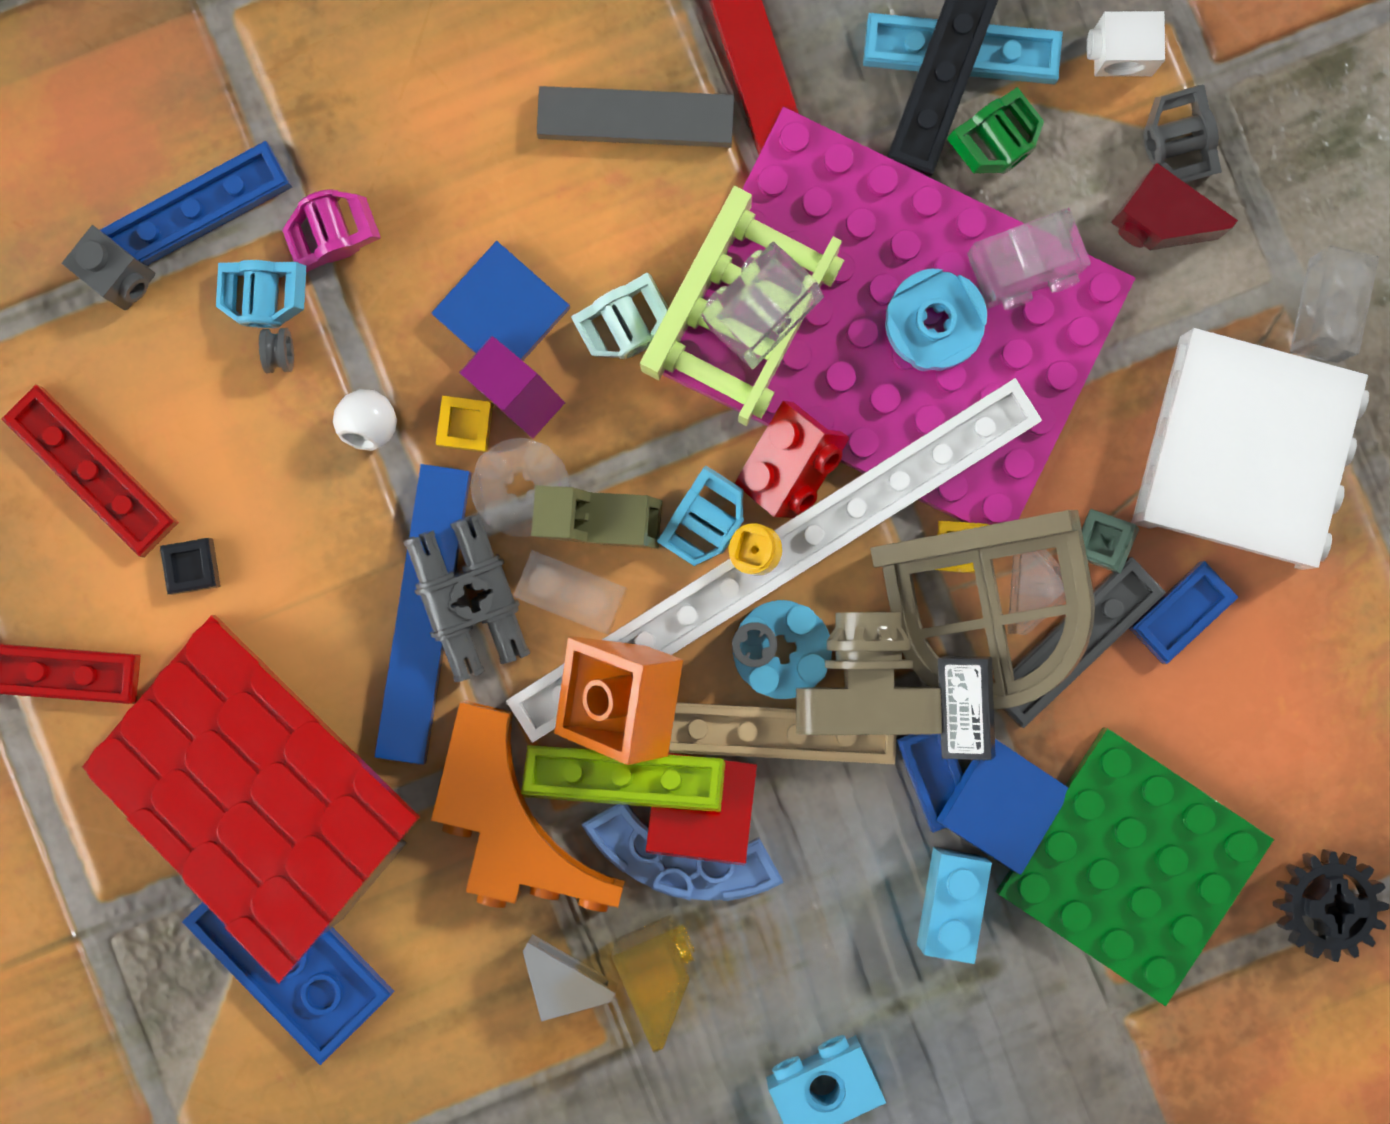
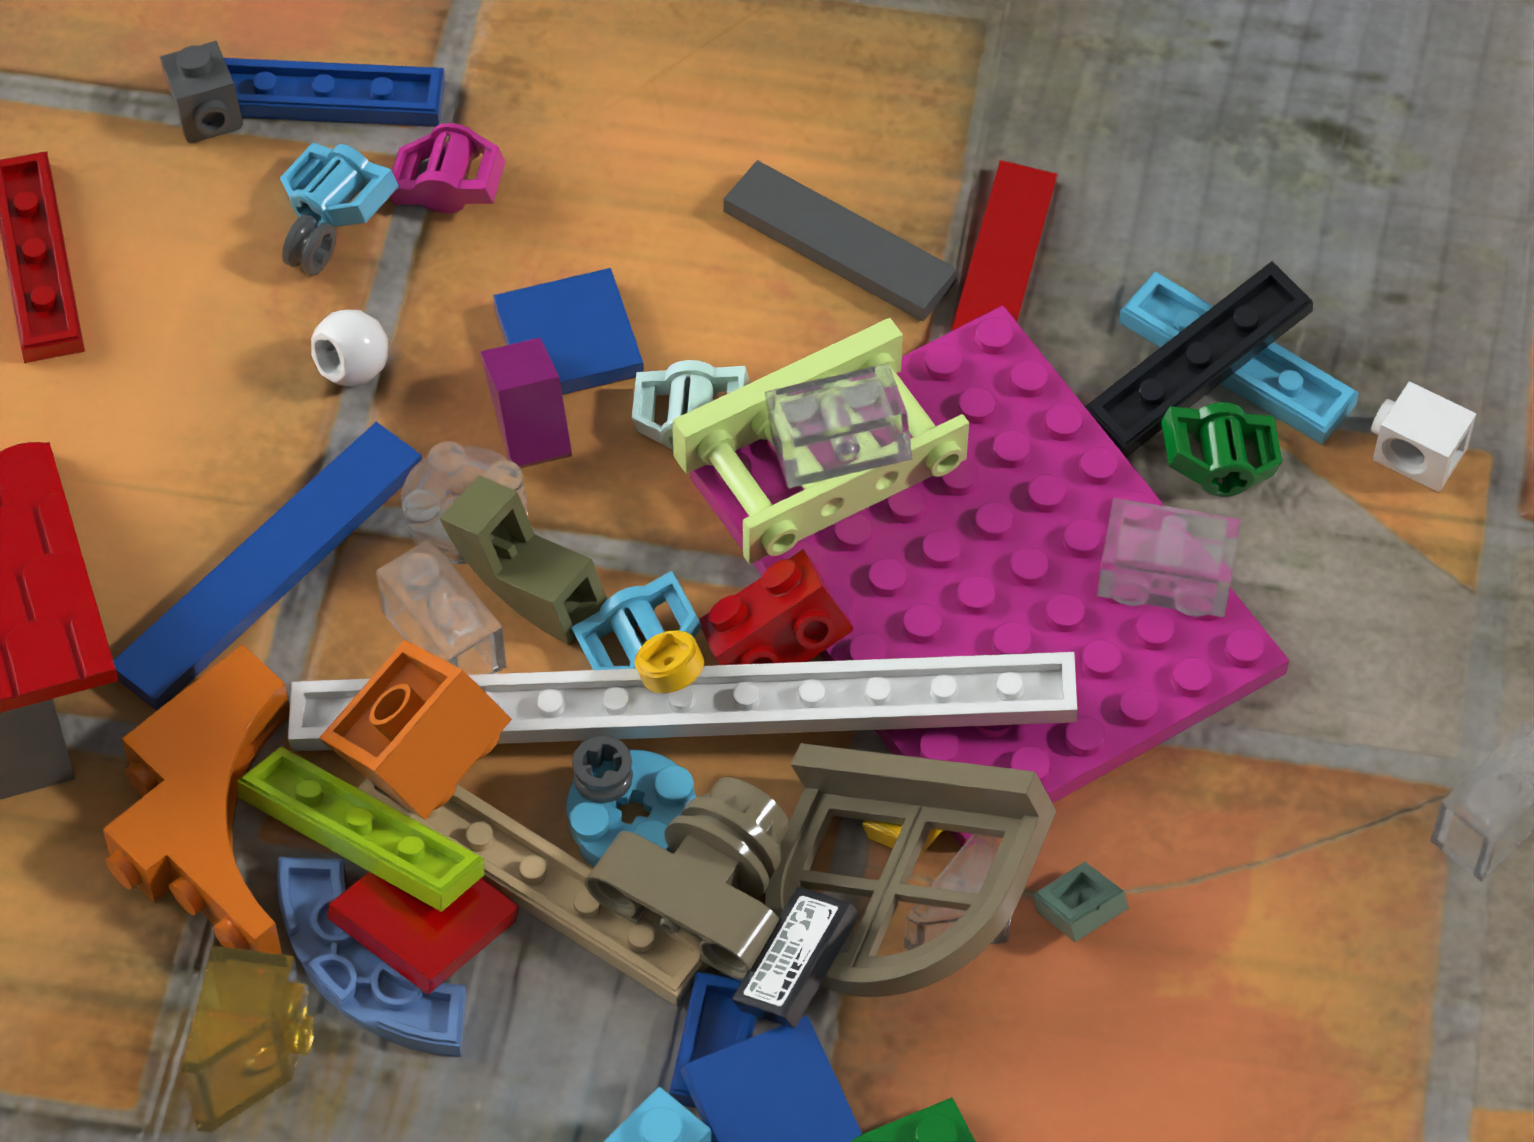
camera: 30 degrees right, 30 degrees down
(190, 566) = (64, 391): black tile -> none
(442, 588) = (297, 559): dark grey pin -> none
(464, 424) = (450, 409): yellow plate -> none
(562, 982) = (130, 1001): light grey slope -> none
(943, 292) = (1021, 597): medium azure plate -> none
(1118, 605) = (987, 995): dark grey tile -> none
(1169, 214) = (1366, 617): dark red slope -> none
(1183, 612) = (1127, 1033): blue tile -> none
(1200, 124) = (1431, 553): dark grey piece -> none
(1251, 448) = (1316, 894): white panel -> none

